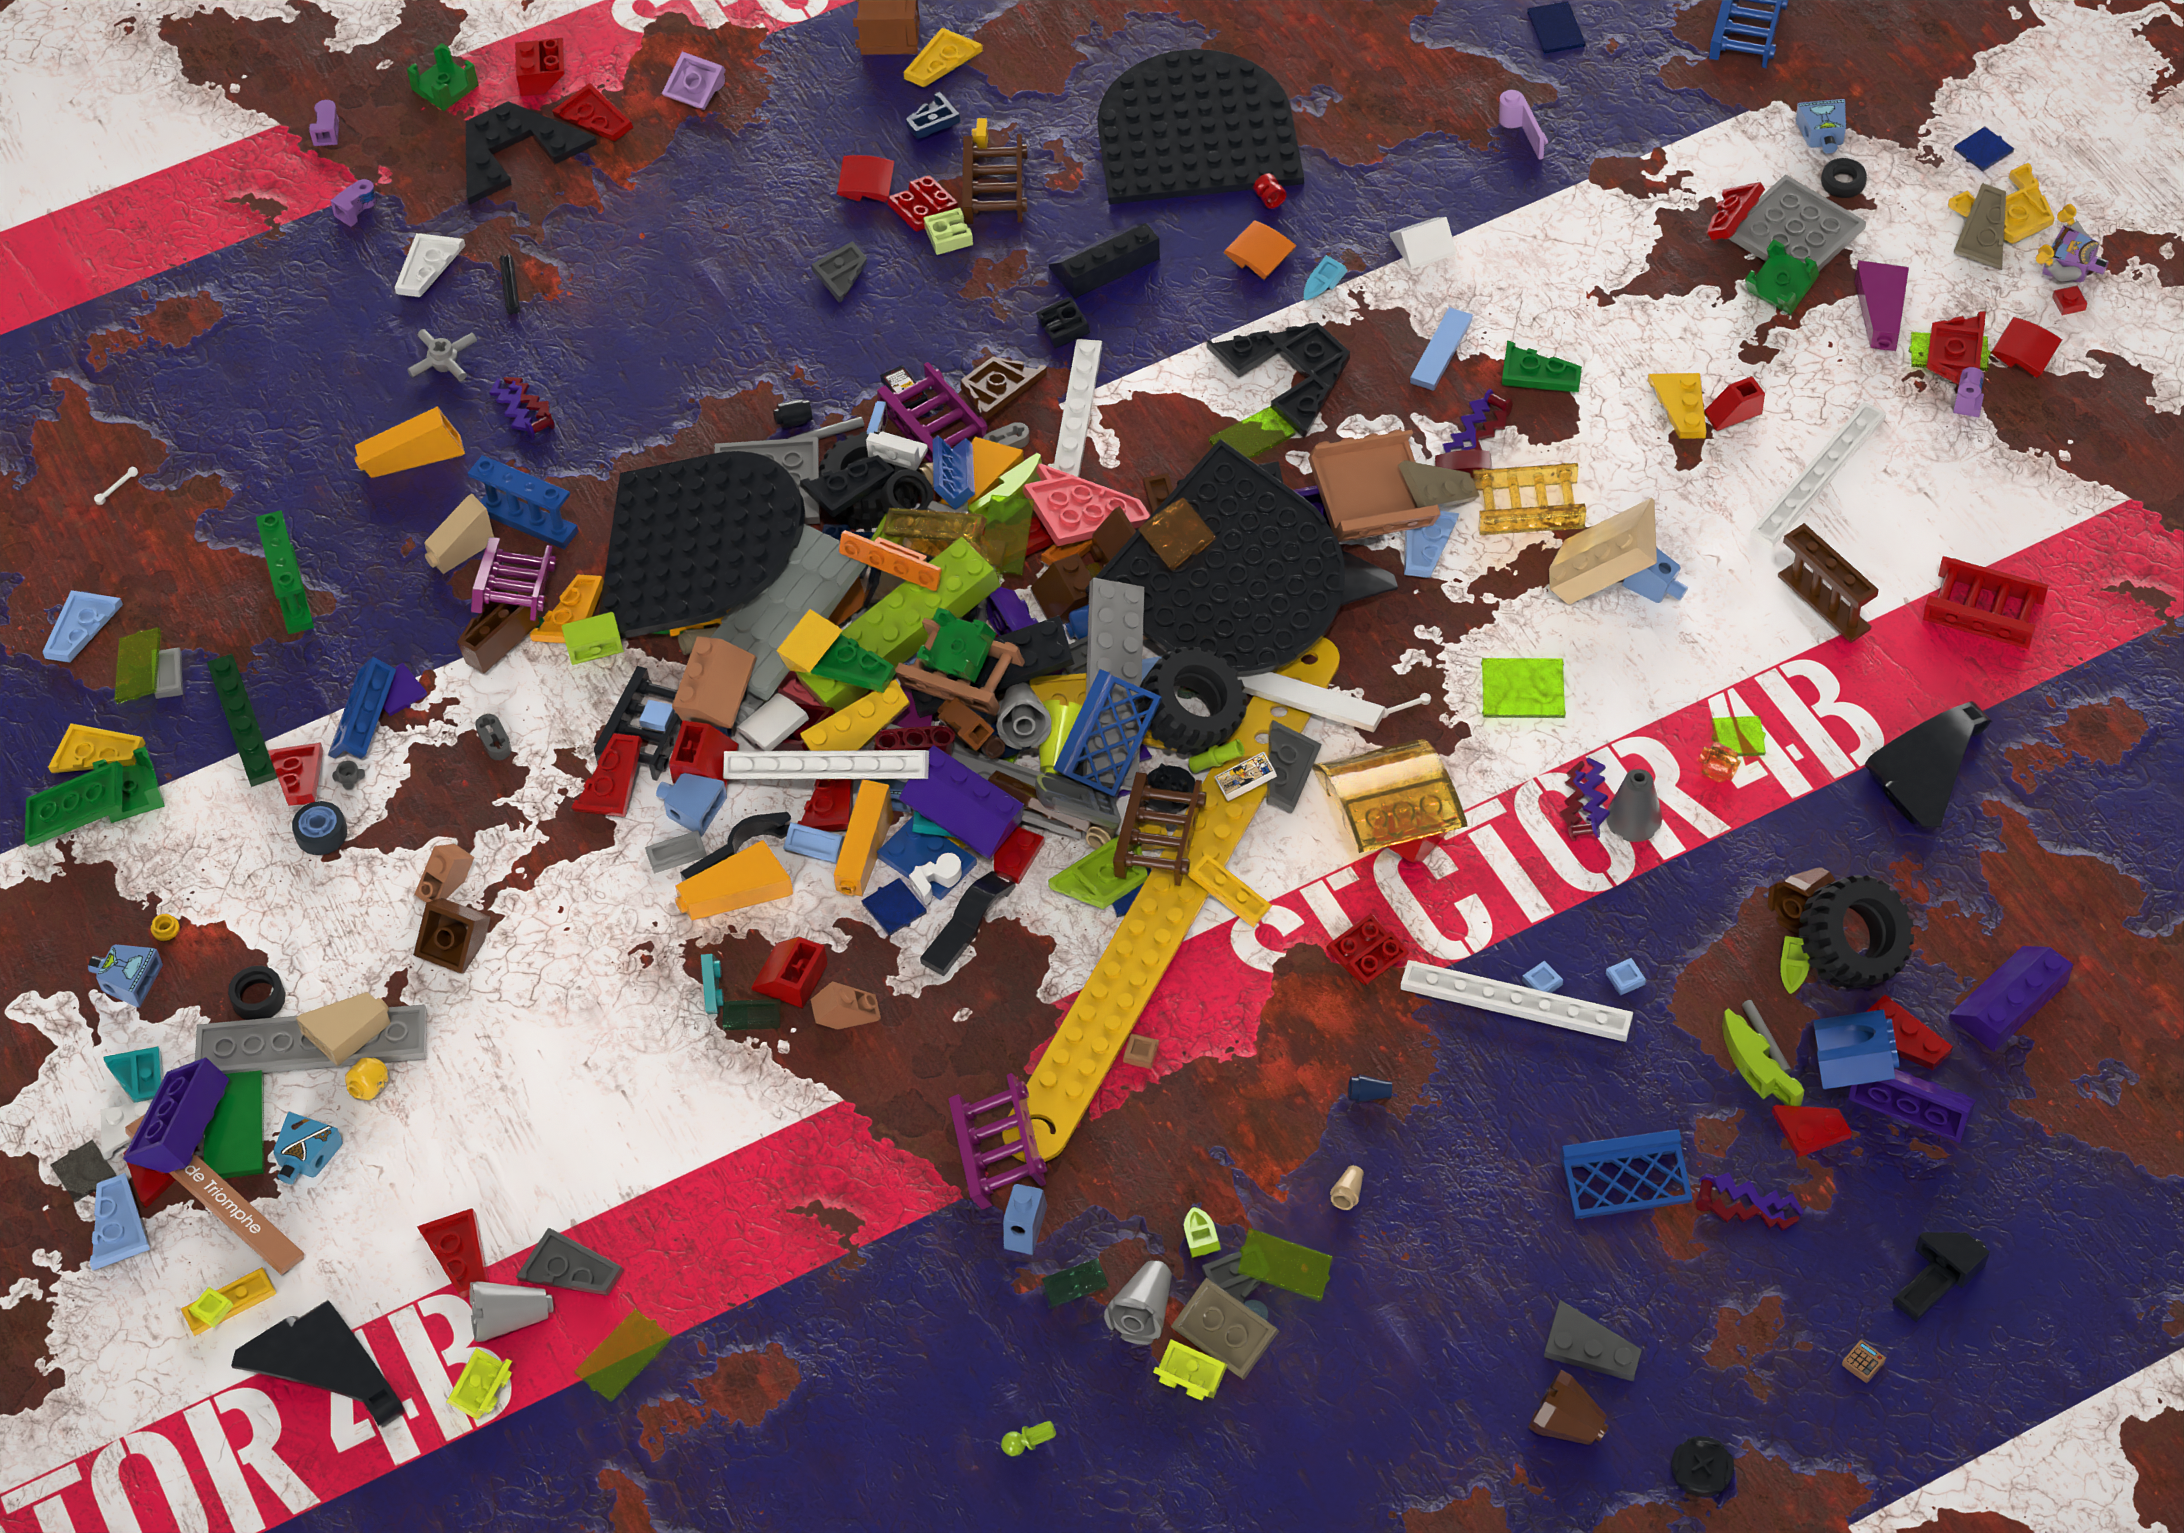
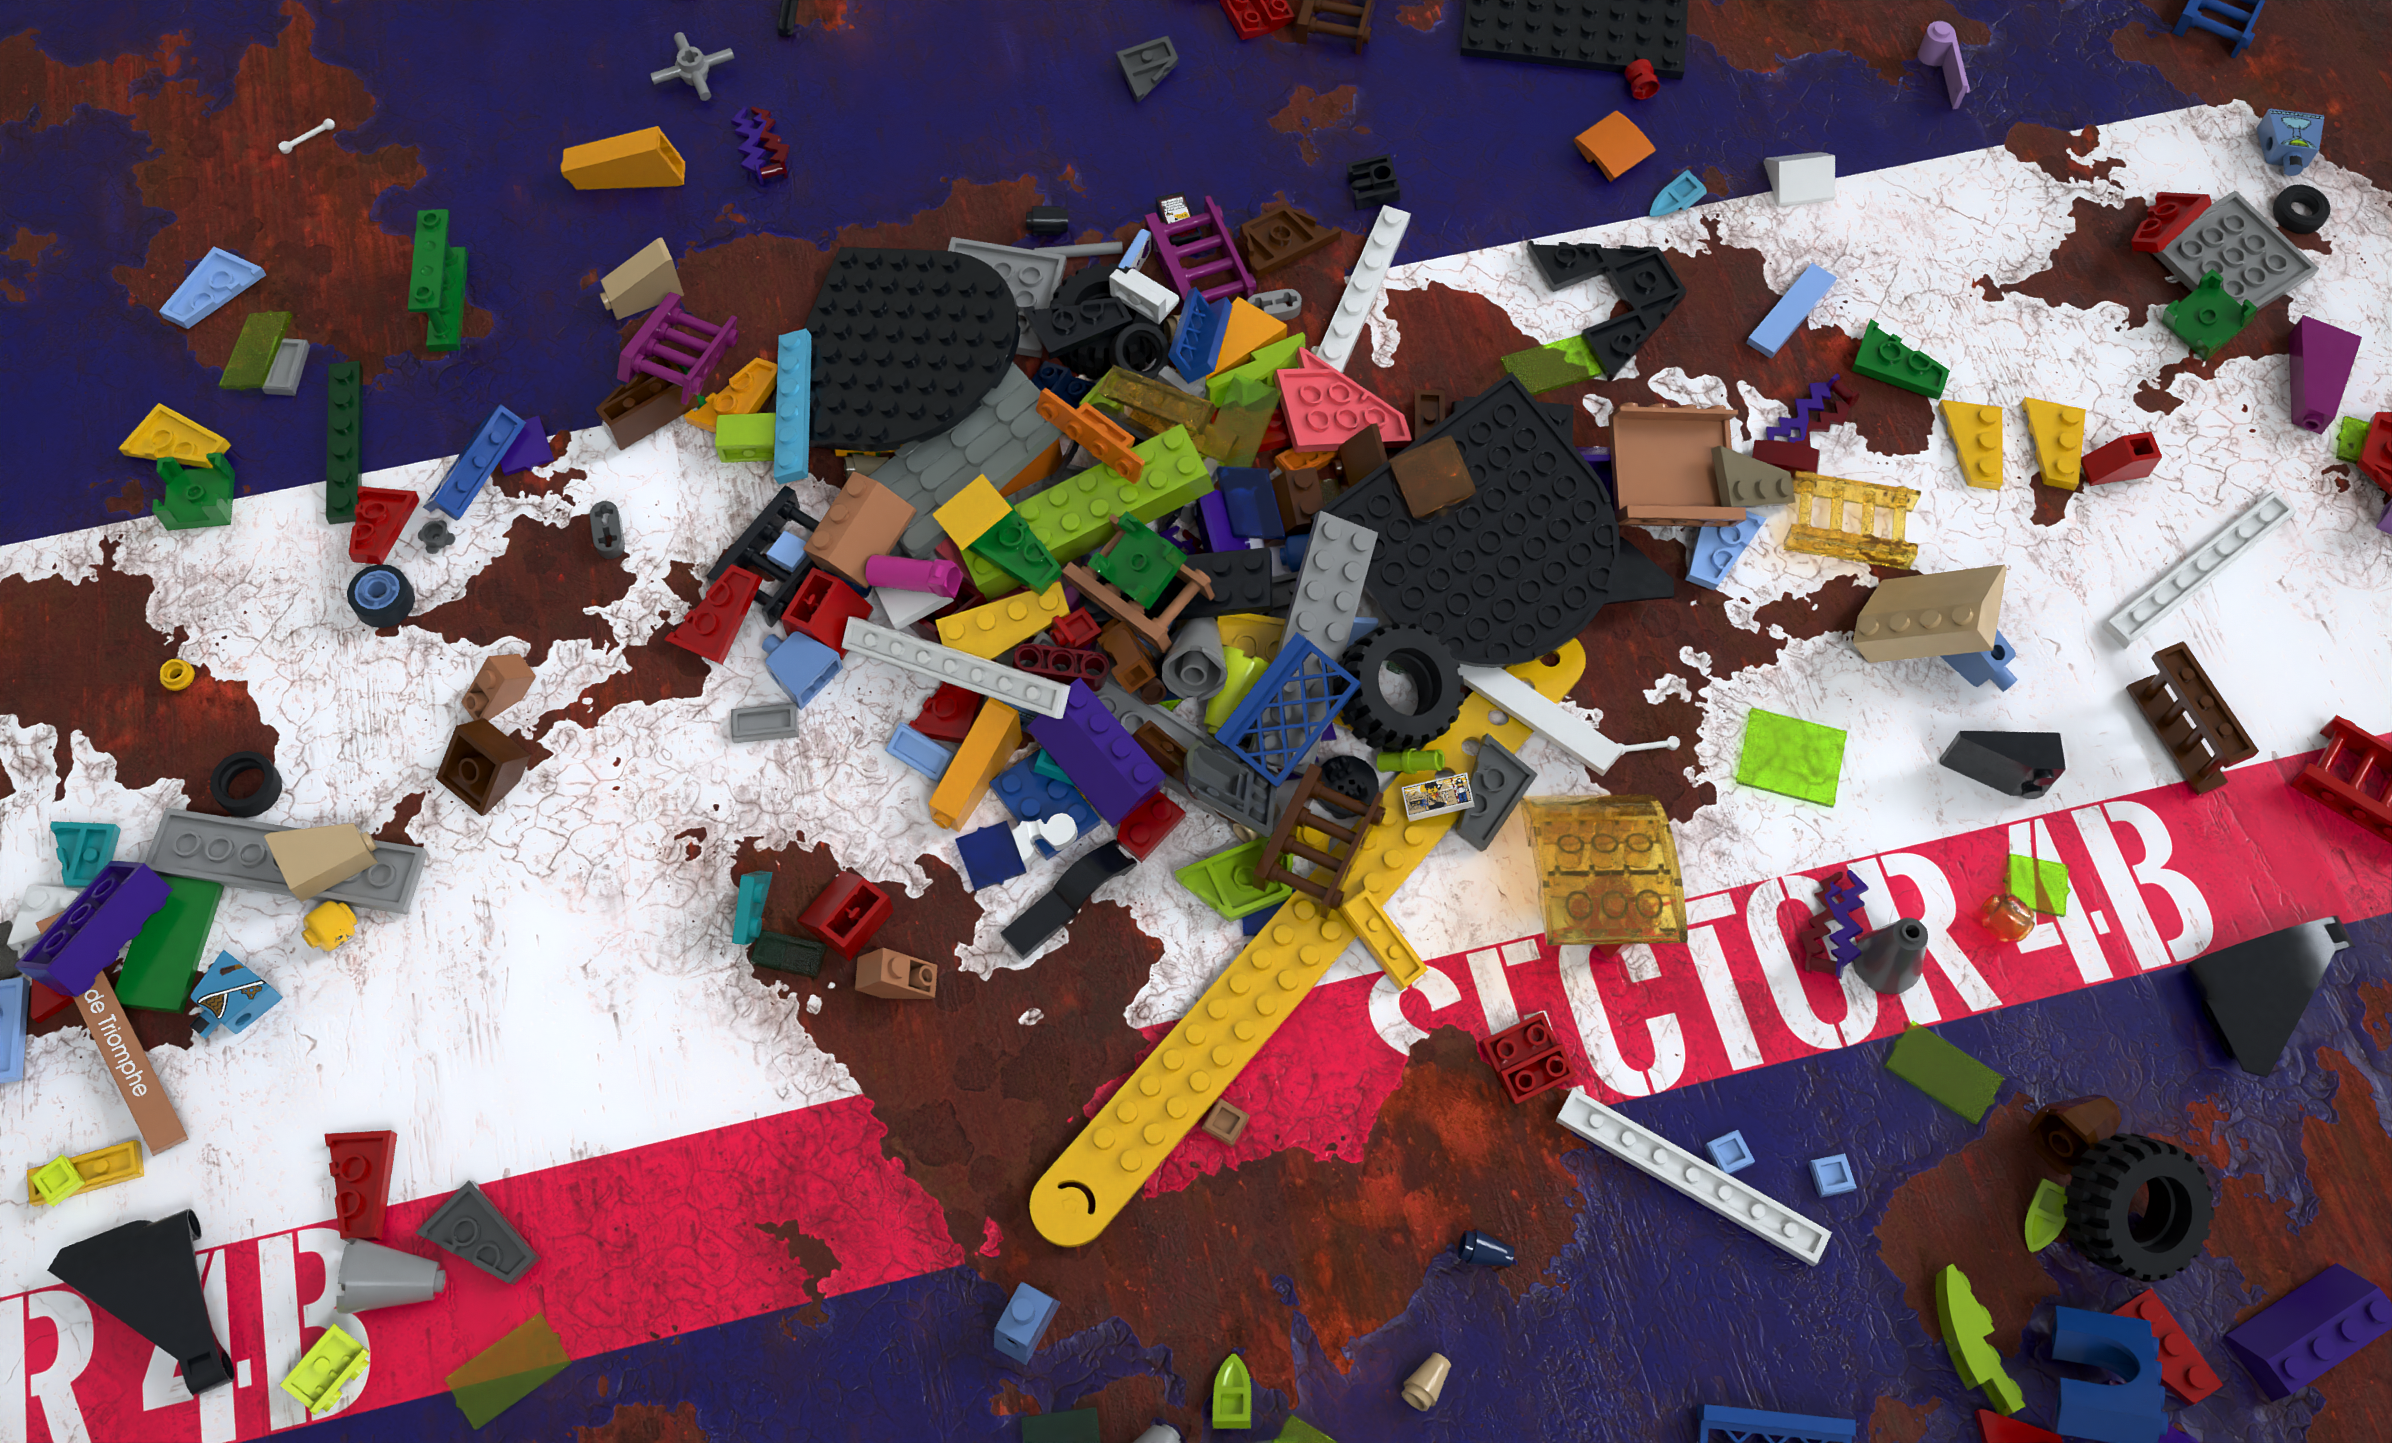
camera: 10 degrees right, 10 degrees up
(74, 803) = (124, 501): green tile -> none
(127, 972) = (115, 721): medium blue torso -> none
(517, 514) = (720, 258): blue fence -> none
(624, 603) = (792, 407): none -> medium azure plate
(734, 883) = (815, 782): light orange slope -> none
(755, 825) = (818, 746): black piece -> none
(795, 700) = (917, 575): none -> dark pink piece
(916, 714) = (1074, 630): none -> red bracket
(941, 231) = (1268, 47): yellowish green brick -> none
(970, 1137) = (991, 1192): magenta fence -> none
(1031, 592) = (1250, 503): none -> clear blue piece
(1107, 259) = (1441, 119): black slope -> none
(1618, 416) = (1978, 440): none -> yellow wing
(1691, 647) = (2008, 761): none -> black slope
(1696, 885) = (1944, 1072): none -> clear neon green piece
(1761, 1028) = (1988, 1301): light grey bar -> none

